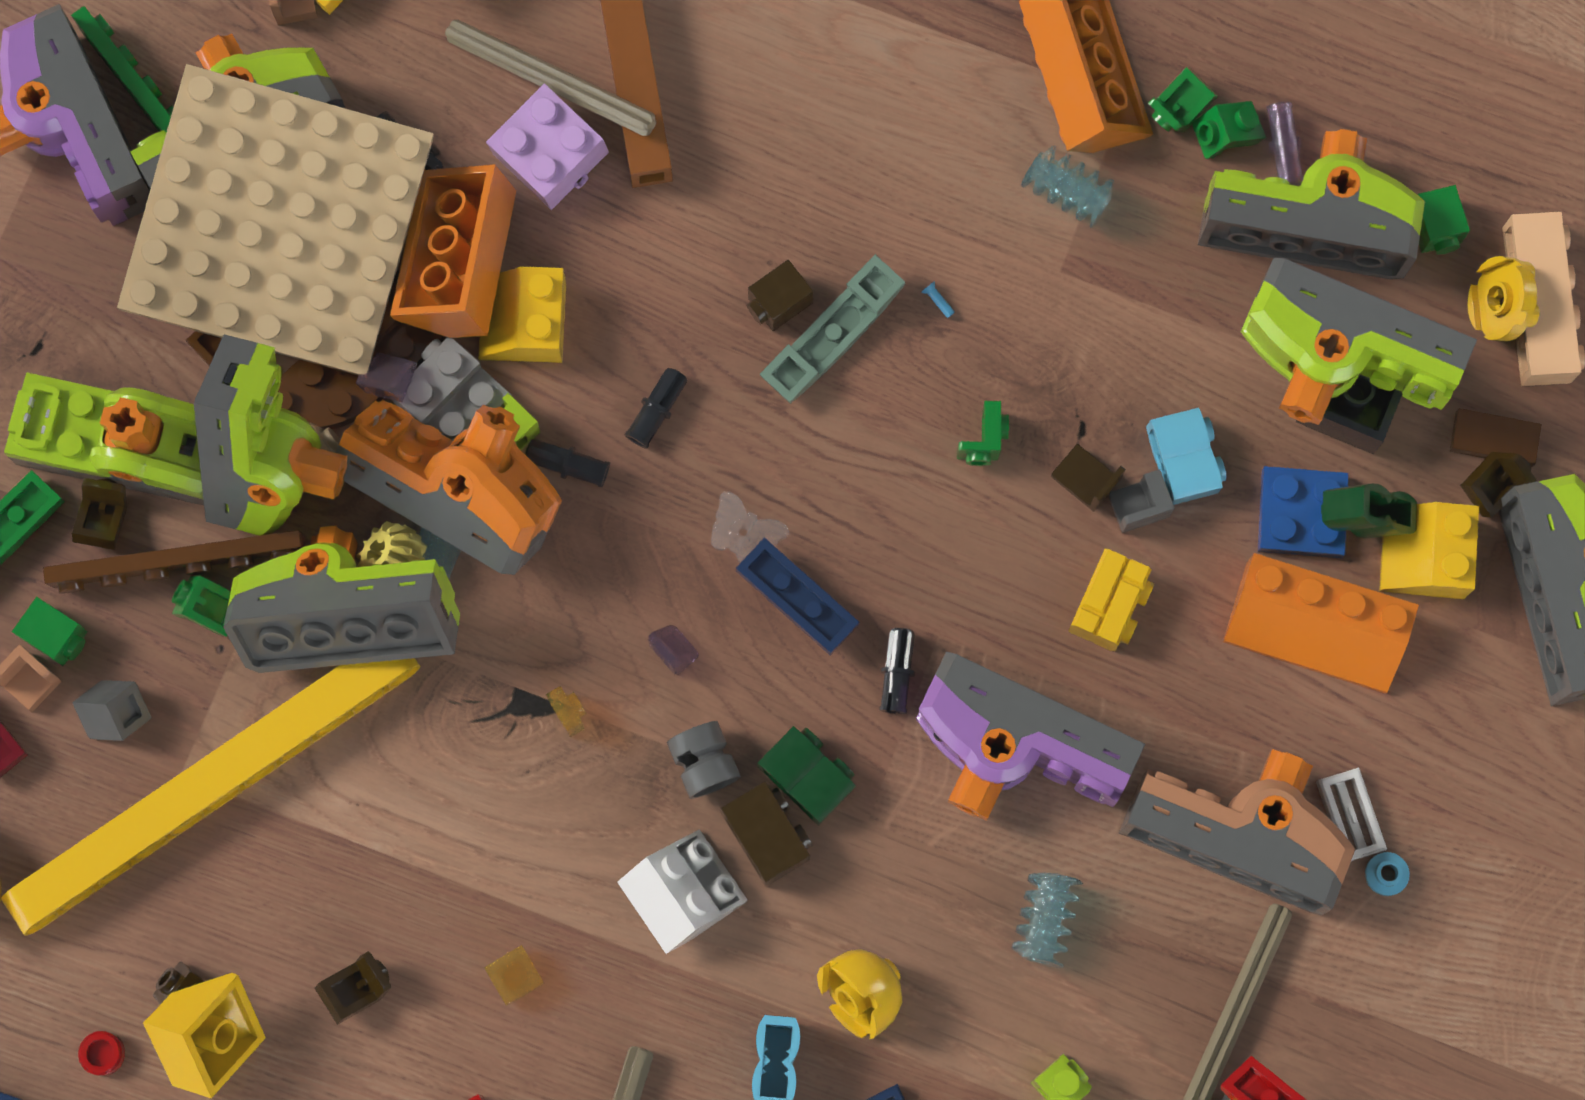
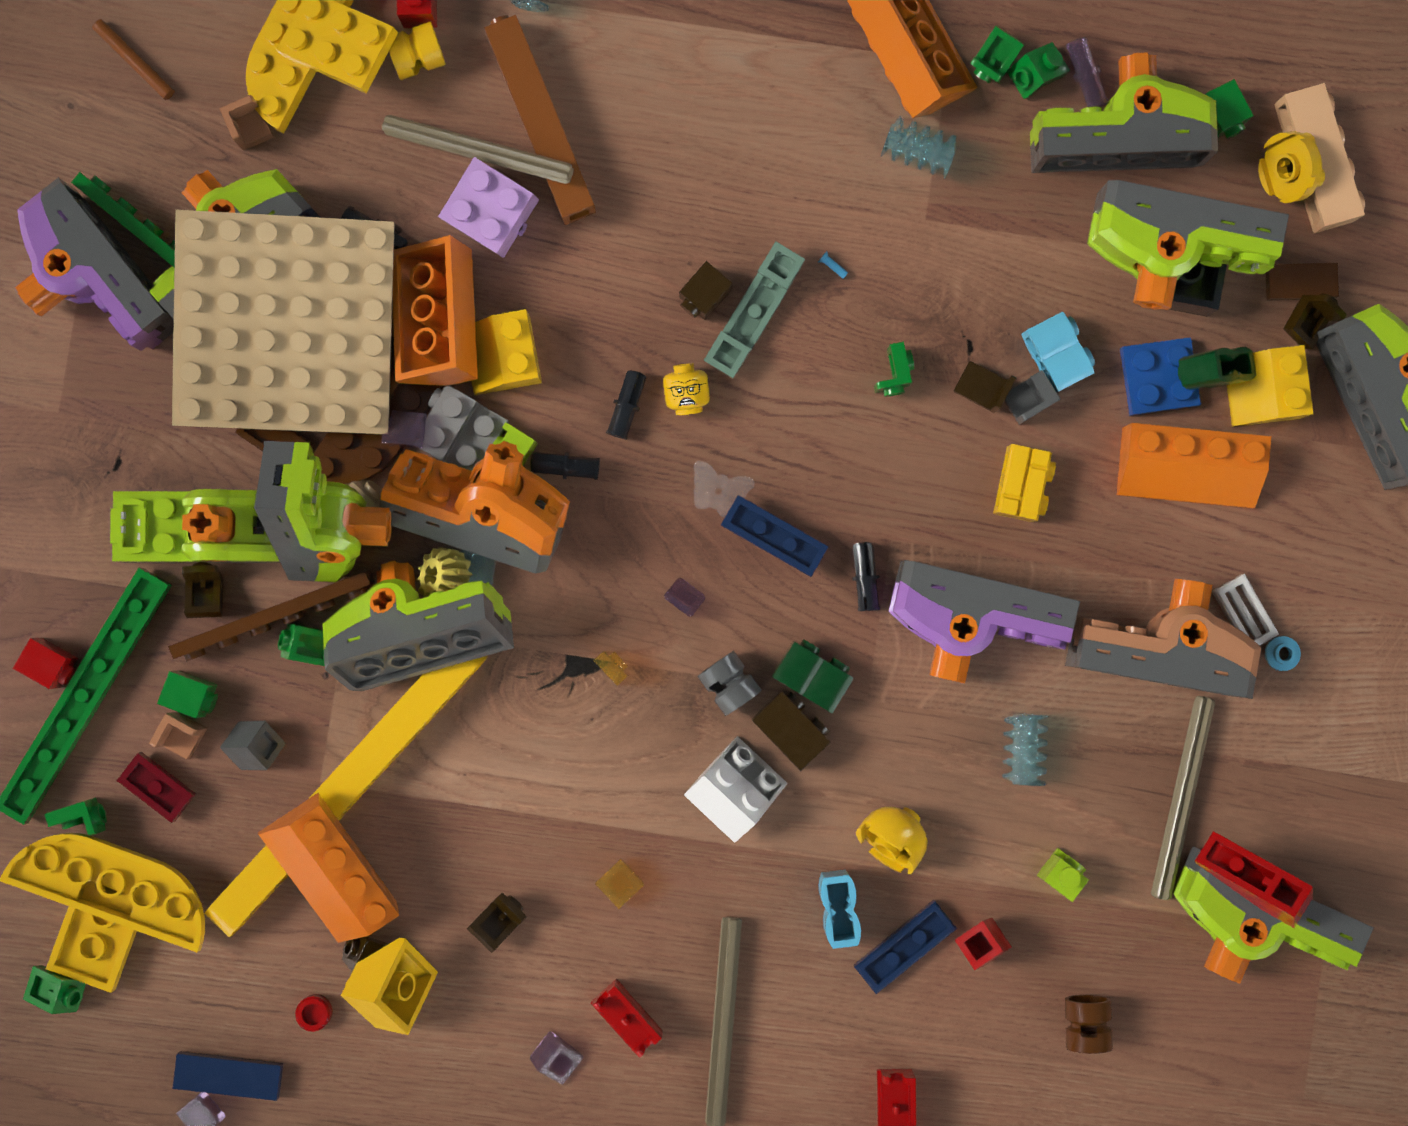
camera: 10 degrees left, 10 degrees up
(166, 877) = (330, 870): none -> orange slope
(731, 403) = (686, 389): none -> yellow head

